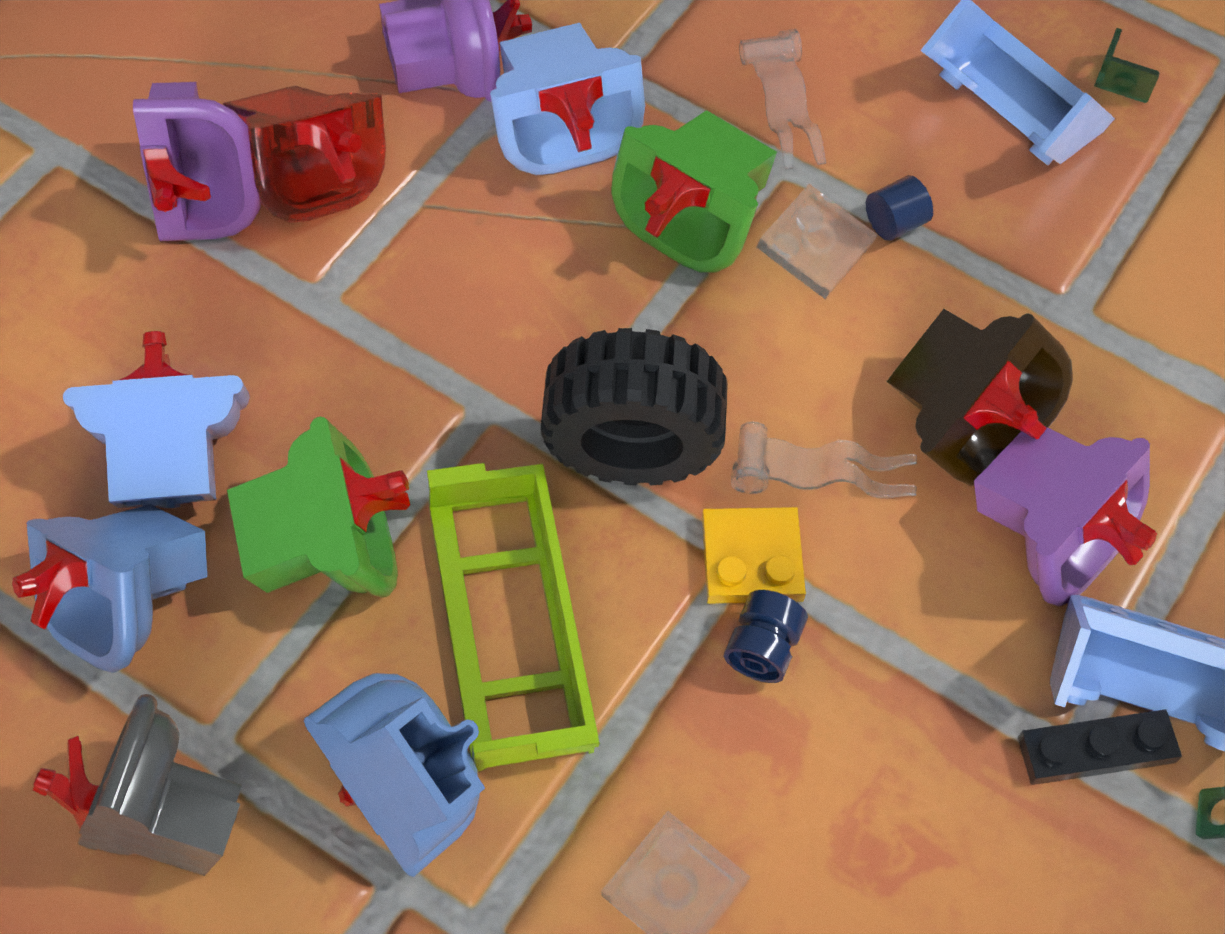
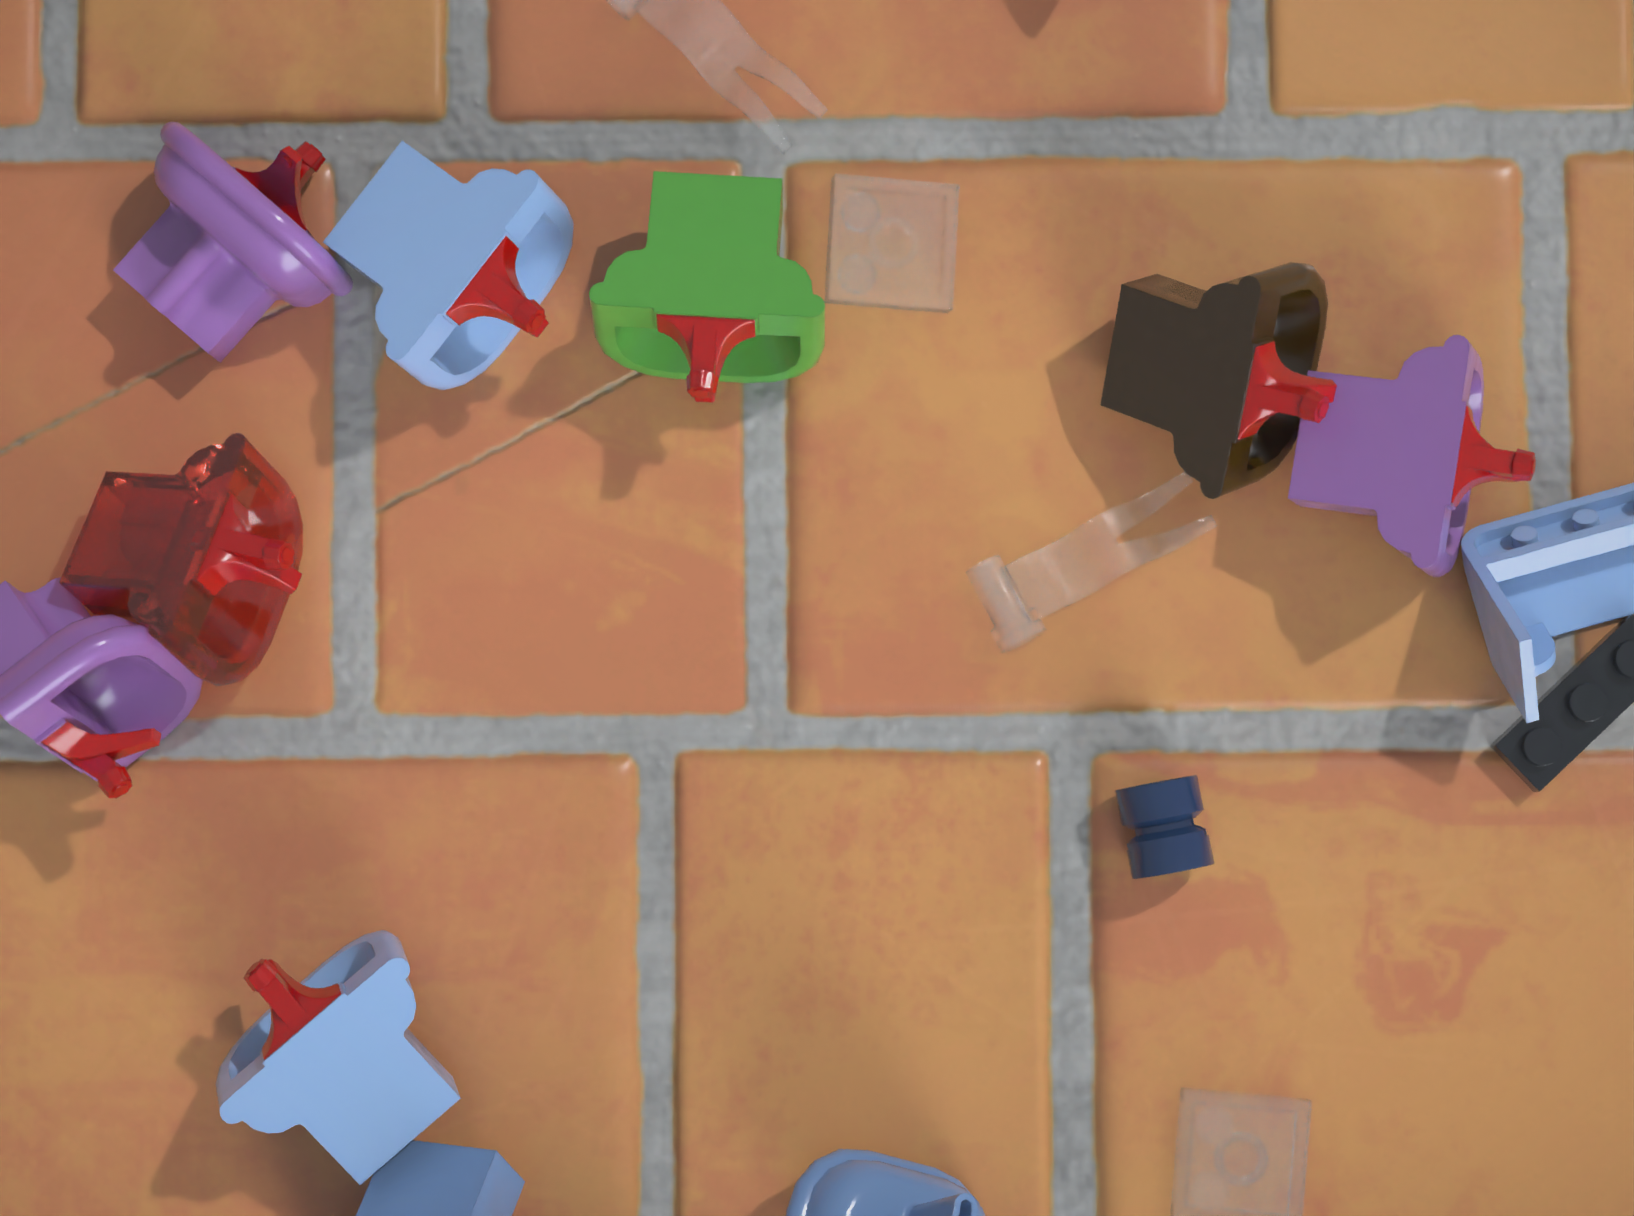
camera: 30 degrees left, 25 degrees up
(319, 517) = (603, 1037): bright green piece -> none
(472, 488) = (1020, 1113): lime piece -> none
(634, 407) = (859, 676): black tyre -> none
(752, 552) = (1081, 724): yellow plate -> none
(899, 208) = (964, 130): dark blue piece -> none

